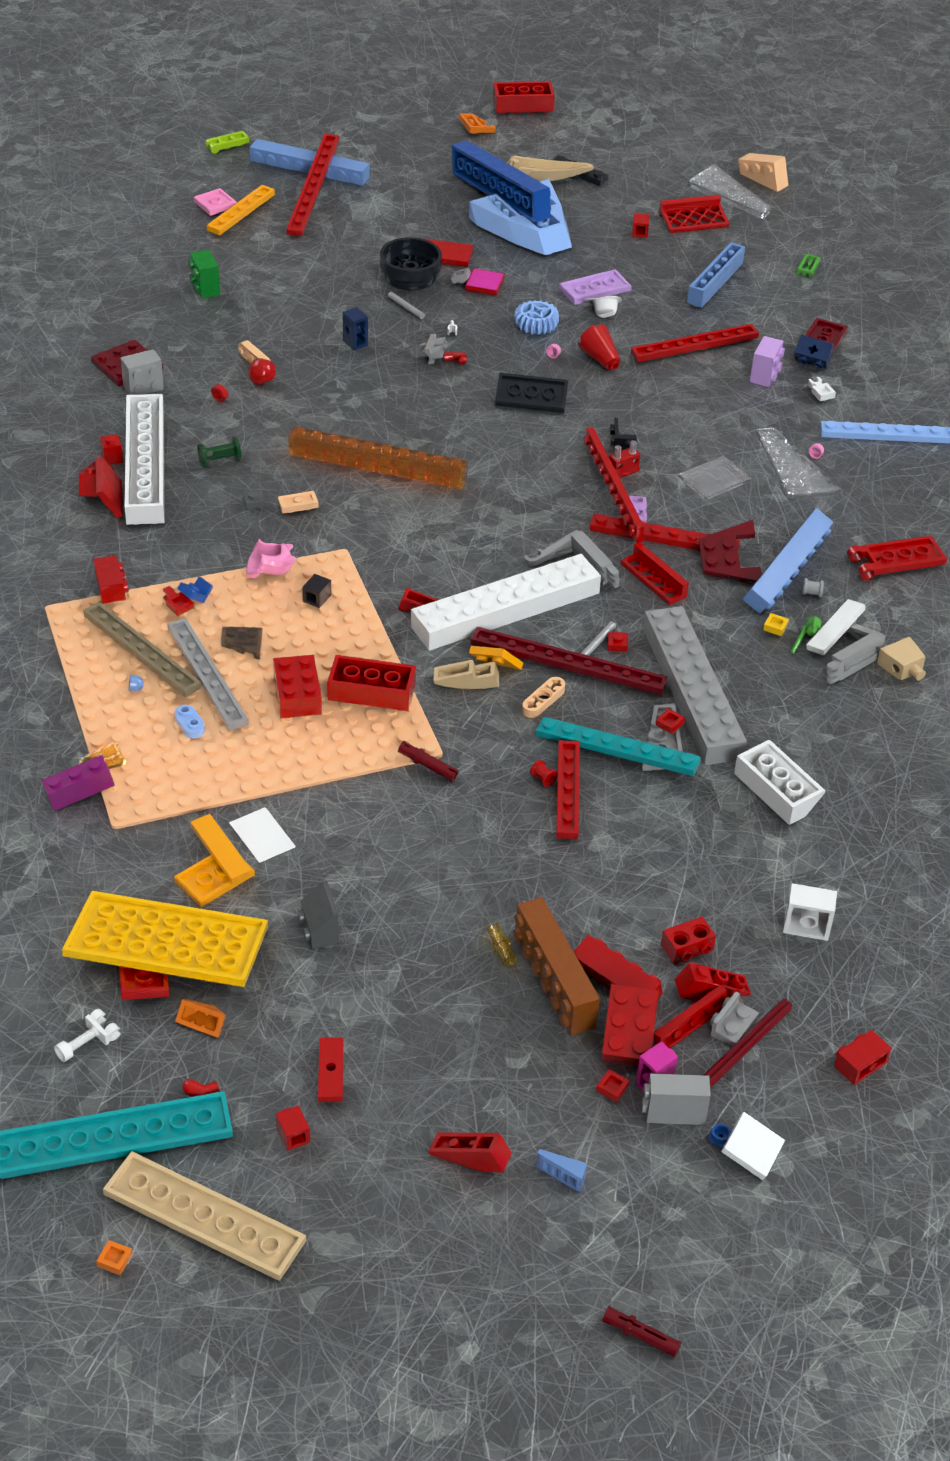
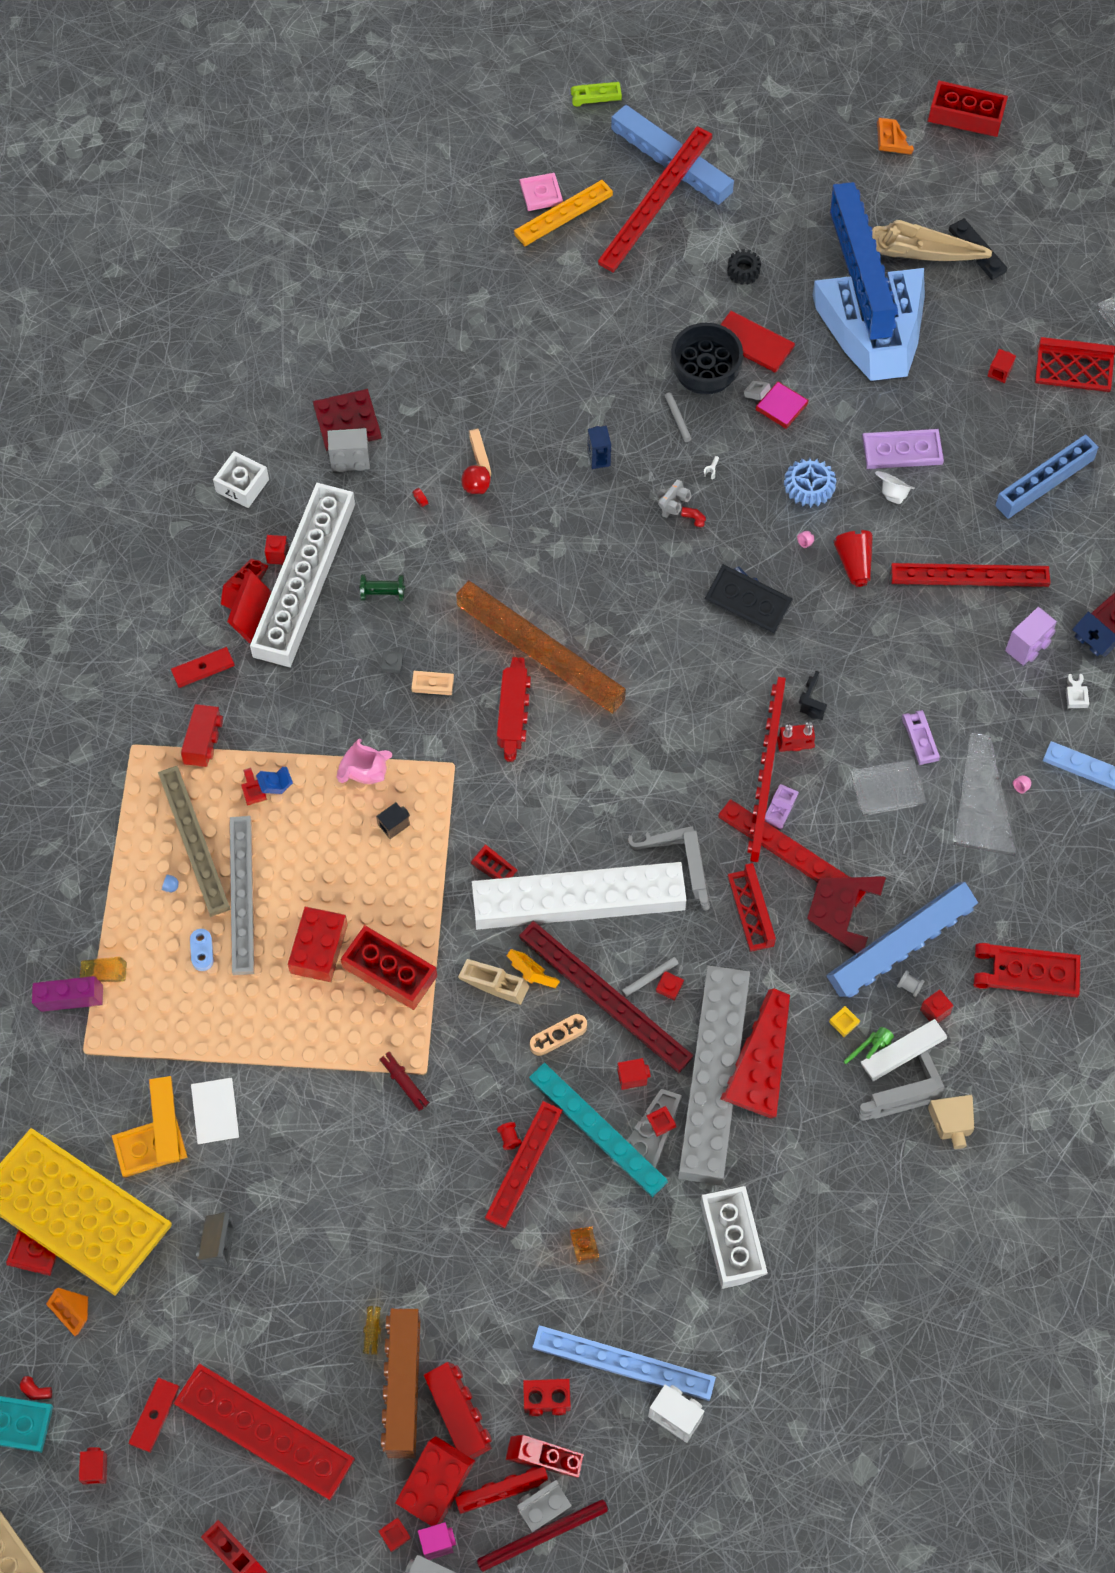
camera: 25 degrees right, 20 degrees up
(55, 412) = (241, 479): none -> white brick
(84, 539) = (192, 670): none -> red tile
(204, 273) = (475, 313): green brick -> none
(243, 639) = (296, 860): clear smoke wing -> none
(377, 501) = (512, 708): none -> red hinge
(405, 212) = (744, 258): none -> black tyre
(444, 1048) = (264, 1432): none -> red plate
(623, 702) = (633, 1073): none -> red brick
(659, 826) = (584, 1245): none -> clear orange slope
(720, 442) = (921, 737): none -> lavender plate
(724, 898) = (623, 1362): none -> light blue plate
(726, 664) = (759, 1065): none -> red wing
(842, 592) = (936, 1007): none -> red brick

